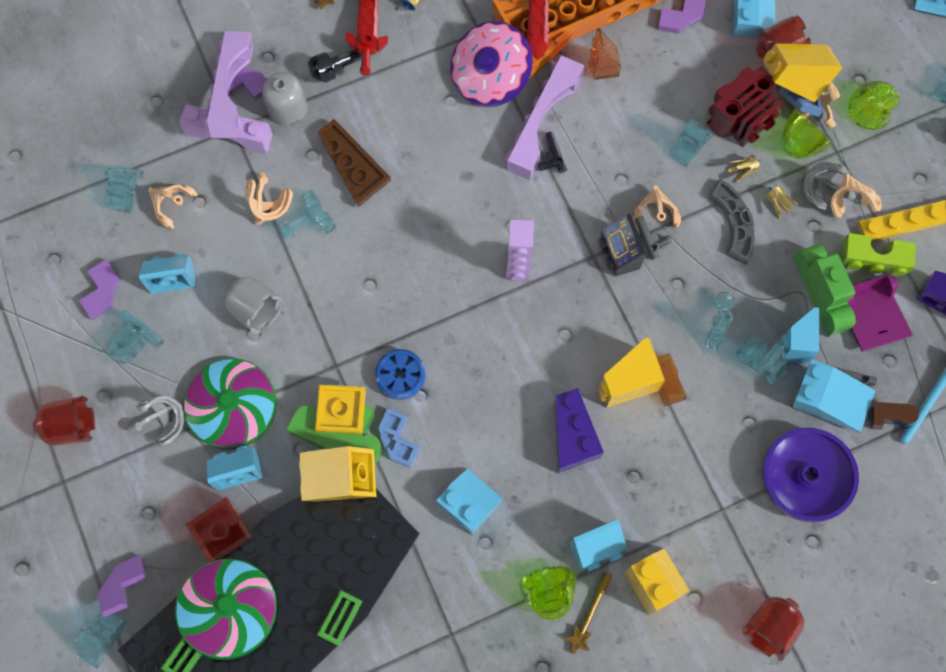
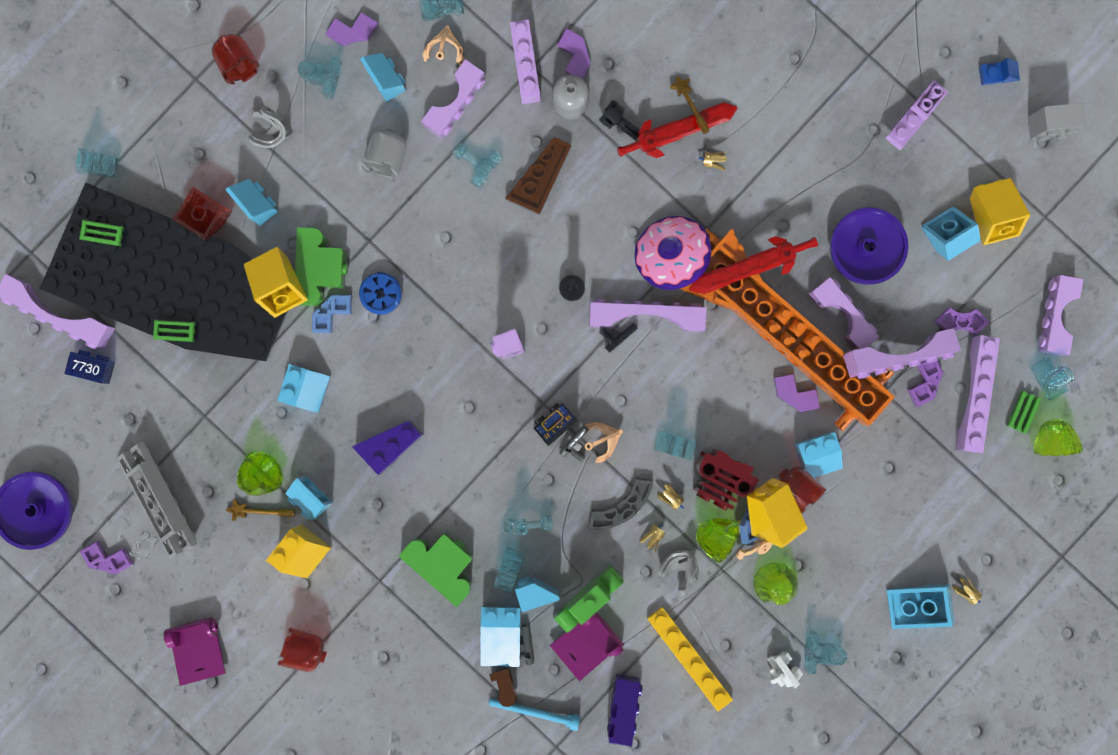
camera: 70 degrees right, 15 degrees up
(112, 593) = (127, 157): medium lavender tile -> none
(216, 193) = (440, 119): none -> lavender arch
(226, 609) = (143, 246): dish -> none
(230, 403) = (304, 174): dish -> none
(235, 54) = (594, 37): lavender arch -> none
(258, 207) = (479, 136): light nougat helmet -> none
(340, 409) = (328, 261): yellow tile -> none
(483, 174) = (572, 288): none -> black piece
(604, 57) = (719, 344): clear orange slope -> none
(632, 376) = (447, 472): yellow slope -> none
(671, 389) = (463, 501): clear orange slope -> none
(731, 429) = (441, 565): none -> bright green brick
(810, 475) = (428, 638): dark purple dish -> none
(851, 184) = (682, 590): light nougat helmet -> none
(858, 254) = (641, 649): lime arch -> none

